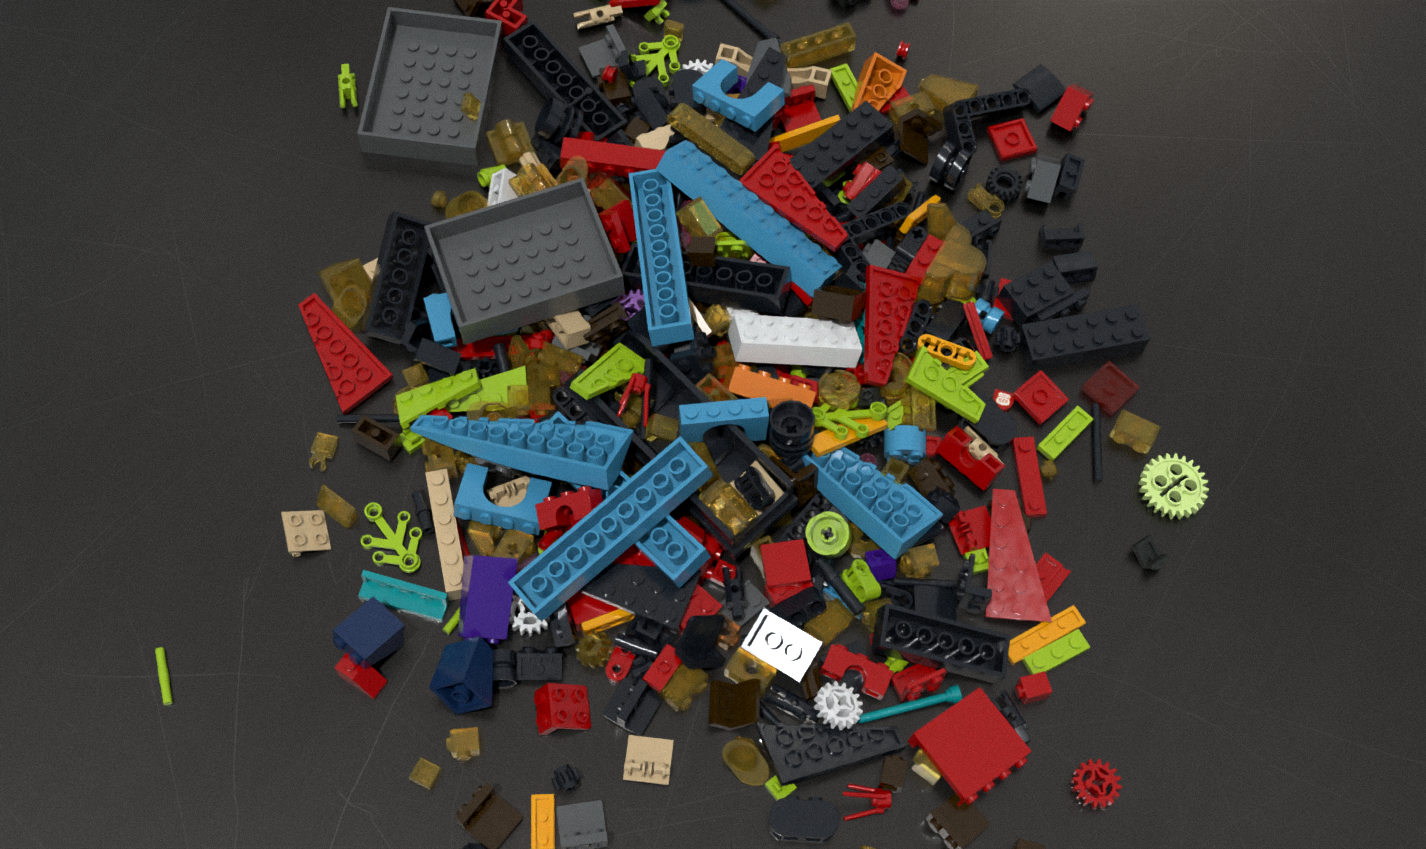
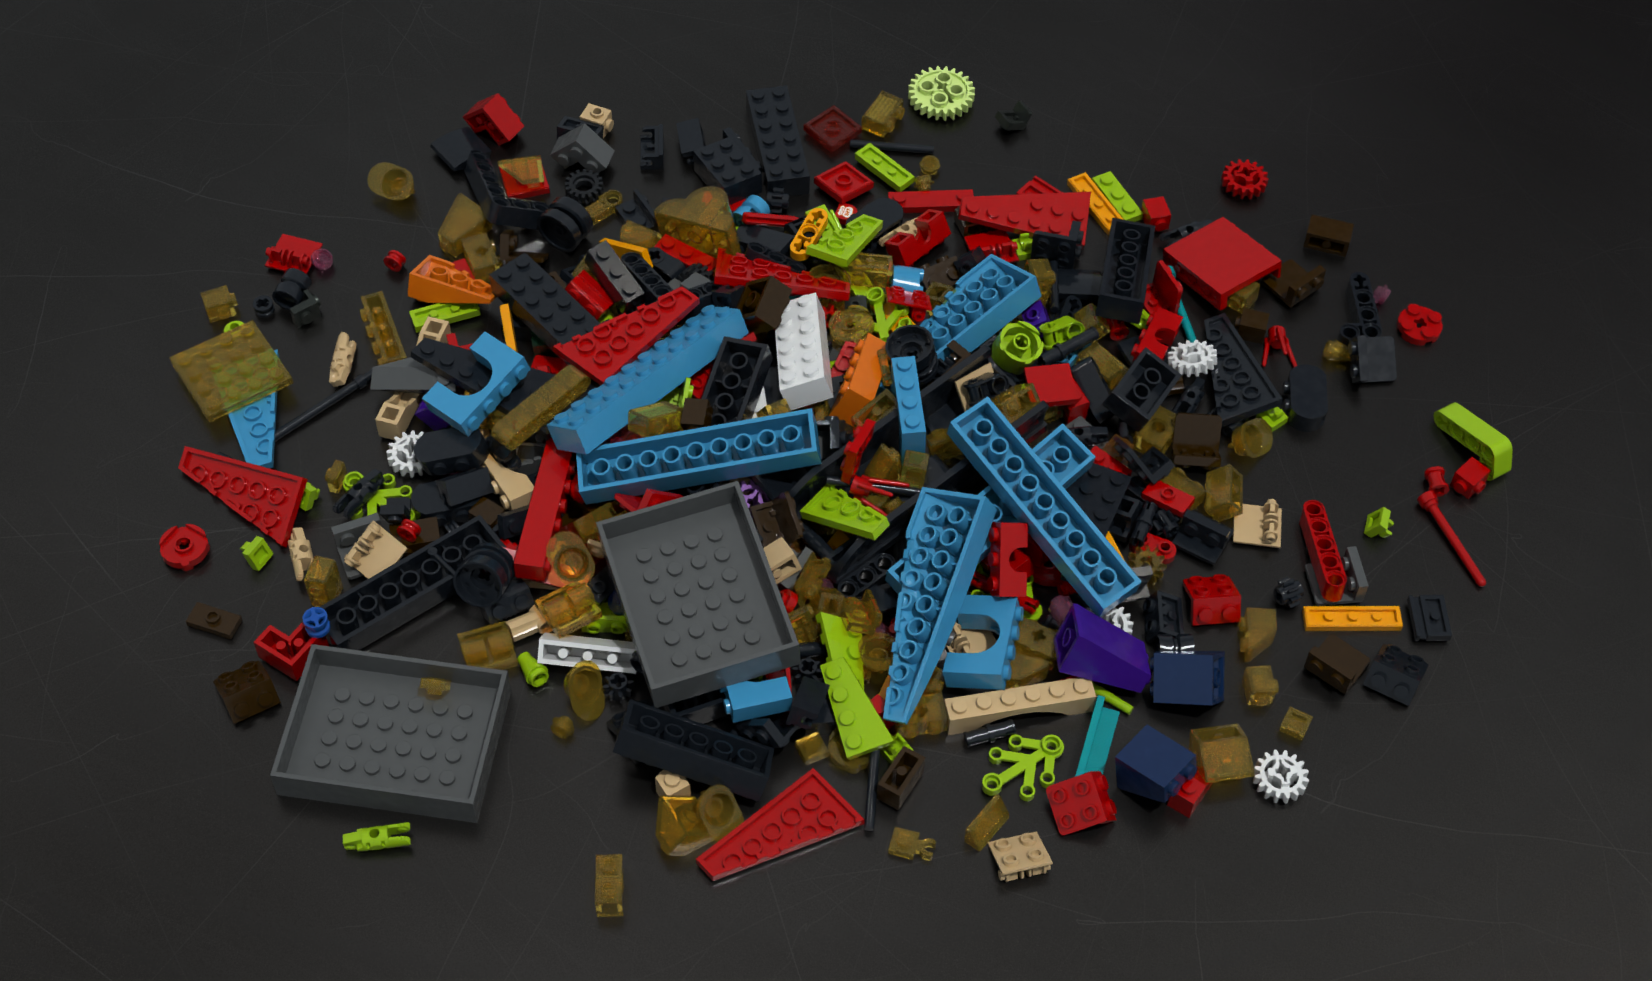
camera: 85 degrees left, 10 degrees down
(295, 235) = (609, 885): none -> clear yellow brick
(346, 582) = (1081, 802): none -> red bracket
(359, 753) = (1277, 780): none -> white gear
(387, 698) = (1221, 753): none -> clear yellow slope
(521, 15) = (316, 622): none -> blue wheel
(523, 747) = (1258, 630): none -> clear yellow slope
(564, 27) = (322, 581): none -> clear yellow brick
(595, 56) = (374, 551): none -> tan hinge
(621, 808) = (1323, 551): none -> red beam
(653, 44) = (359, 494): none -> black hinge
(659, 370) = (855, 449): none -> red plate
(668, 406) = (885, 464): none -> clear yellow slope
(677, 725) = (1224, 493): none -> clear yellow brick
(793, 23) = (342, 360): none -> tan hinge
(873, 436) = (917, 300): none -> red hinge
(987, 38) = (391, 181): none -> clear yellow piece
(1014, 130) = (524, 169): none -> clear yellow slope
(1072, 479) = (929, 165): none -> clear yellow plate
(1088, 188) = (598, 115): none -> tan brick

